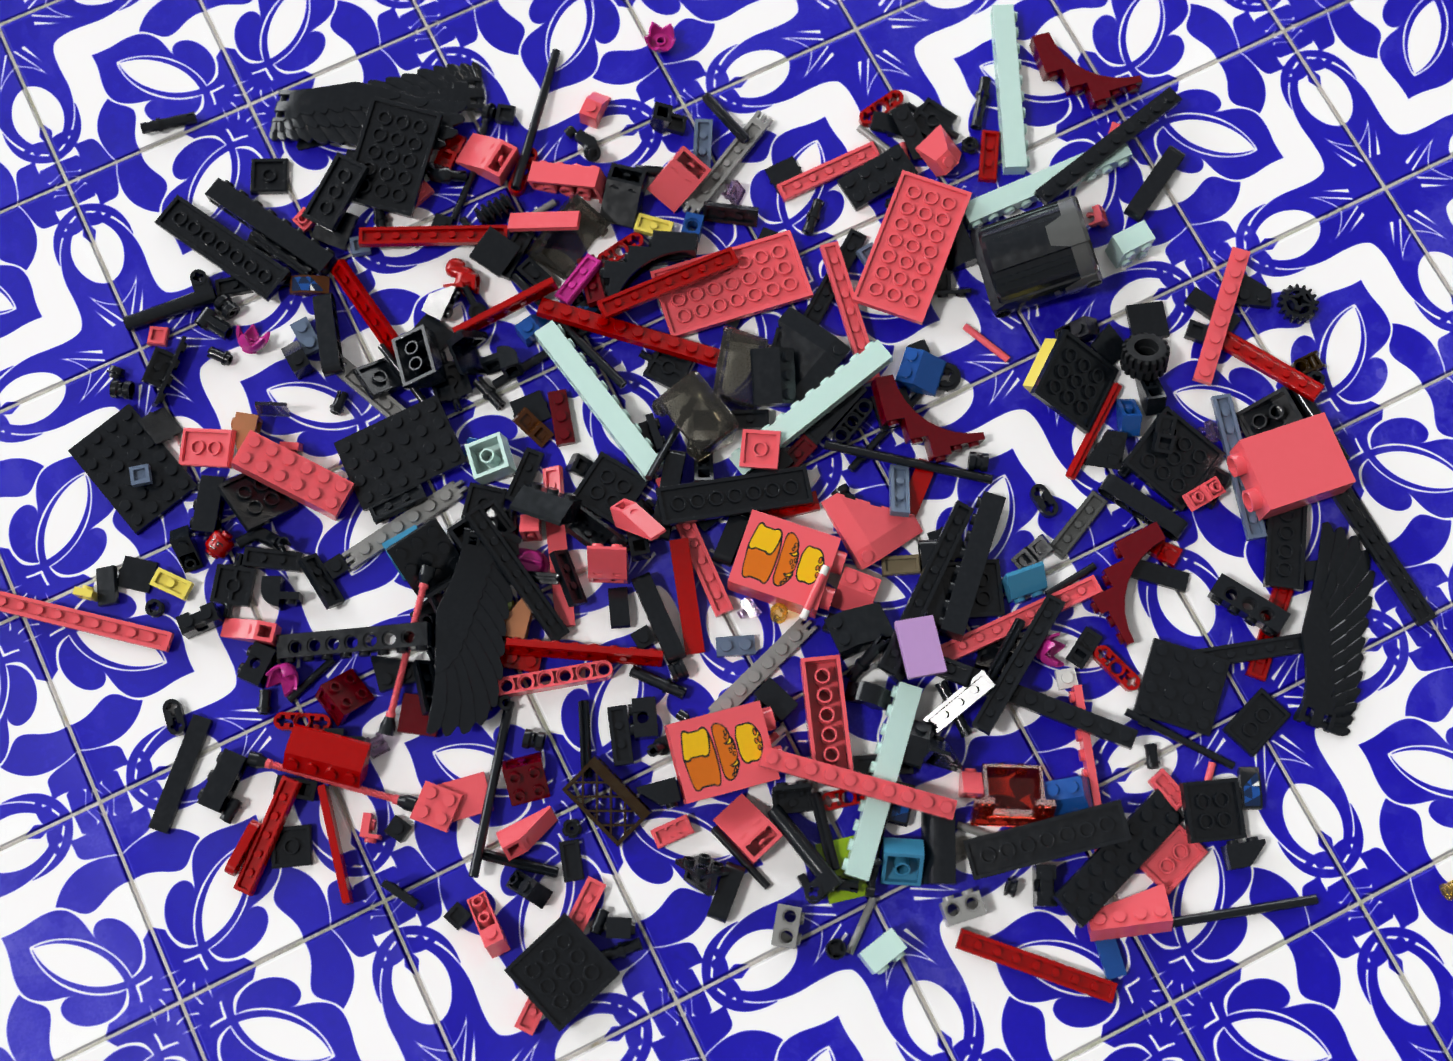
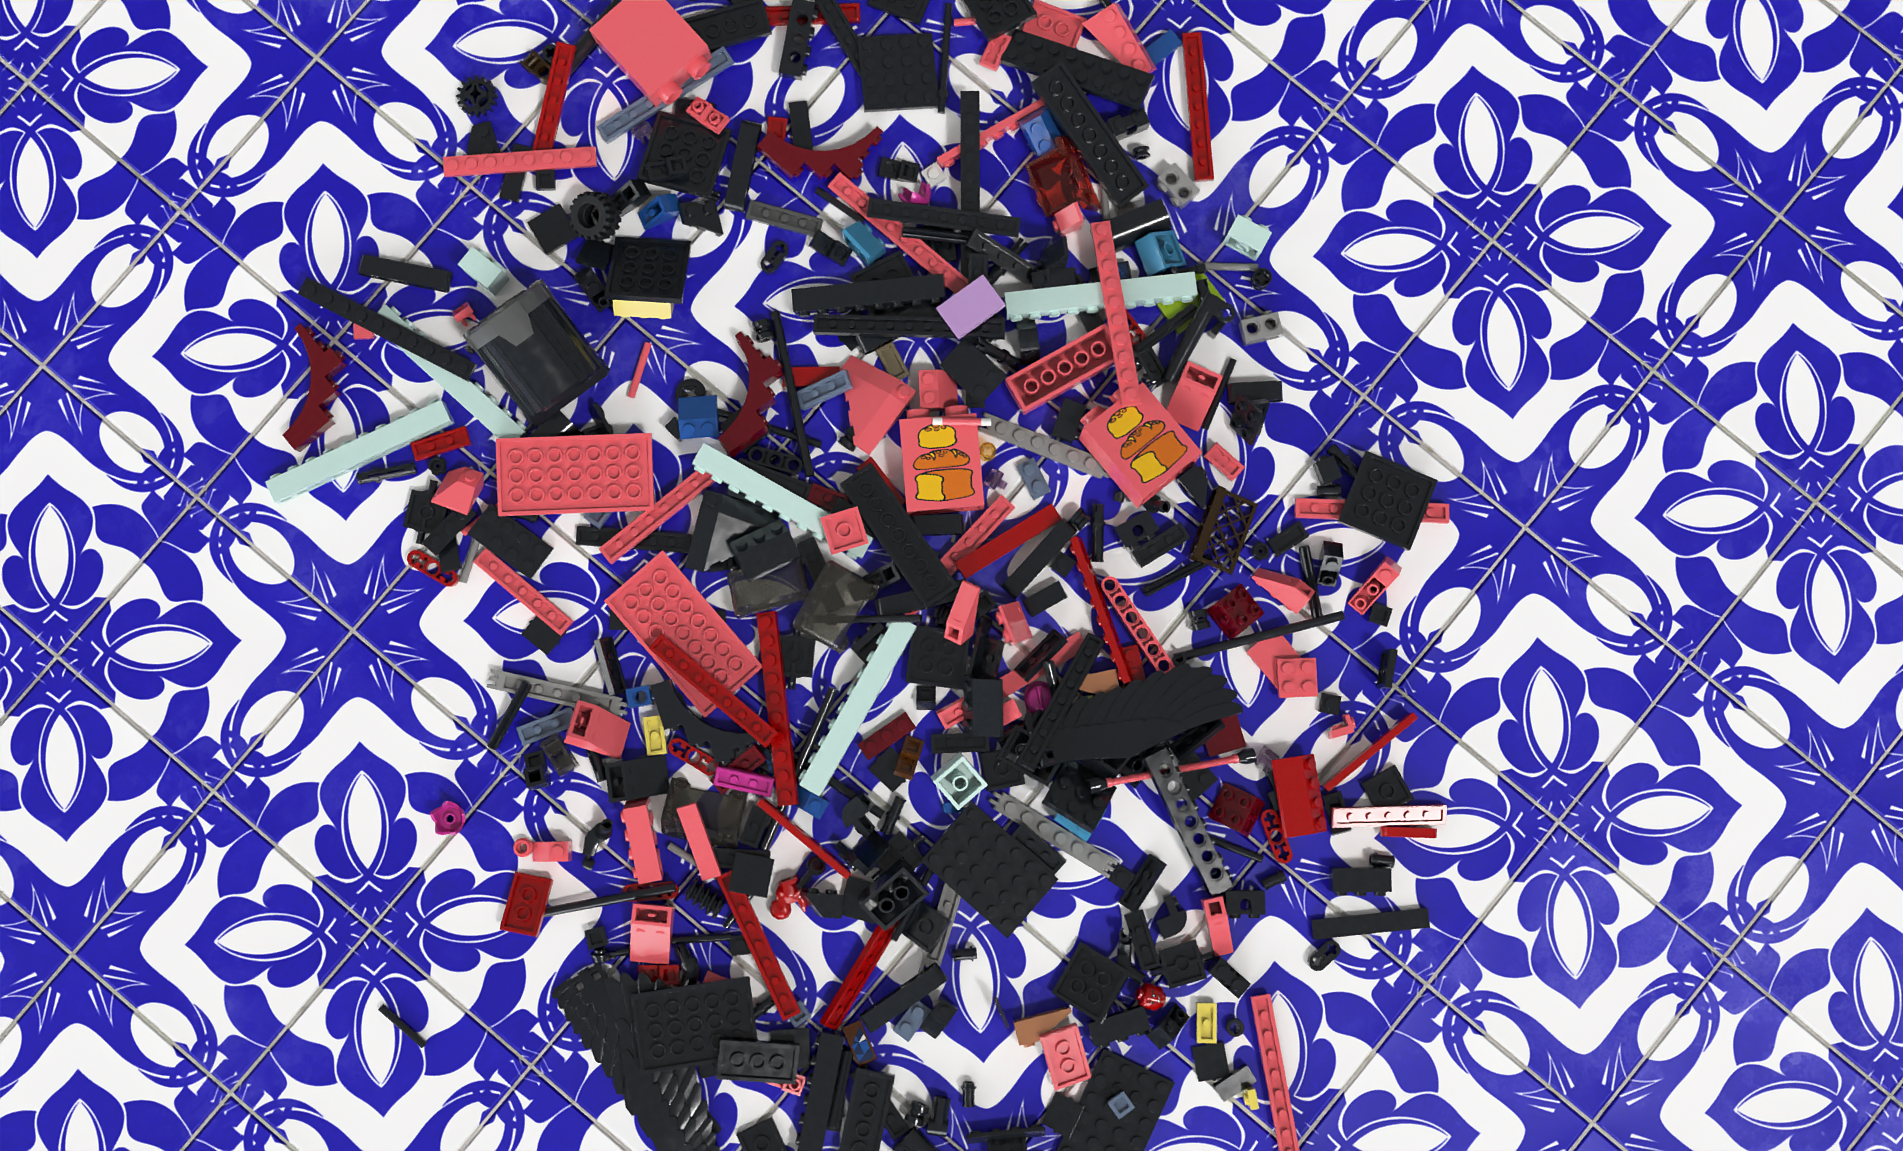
camera: 115 degrees left, 10 degrees up
(250, 340) = (941, 1071): dark pink piece -> none
(285, 675) = (1242, 871): dark pink piece -> none
(293, 446) = (1028, 977): coral tile -> none
(293, 475) = (1058, 958): coral brick -> none
(406, 802) = (1304, 707): hose -> none
(559, 70) = (526, 904): none -> red tile
(609, 83) = (517, 847): none -> coral plate
(670, 141) = (559, 755): none -> clear smoke brick
(734, 192) = (586, 672): clear purple tile -> none
(813, 217) = (578, 586): black pin -> none
(1090, 437) = (695, 238): red axle -> none
(1107, 668) = (915, 124): red beam -> none
(1151, 756) = (972, 75): black pin -> none
(1269, 413) = (604, 83): black slope -> none

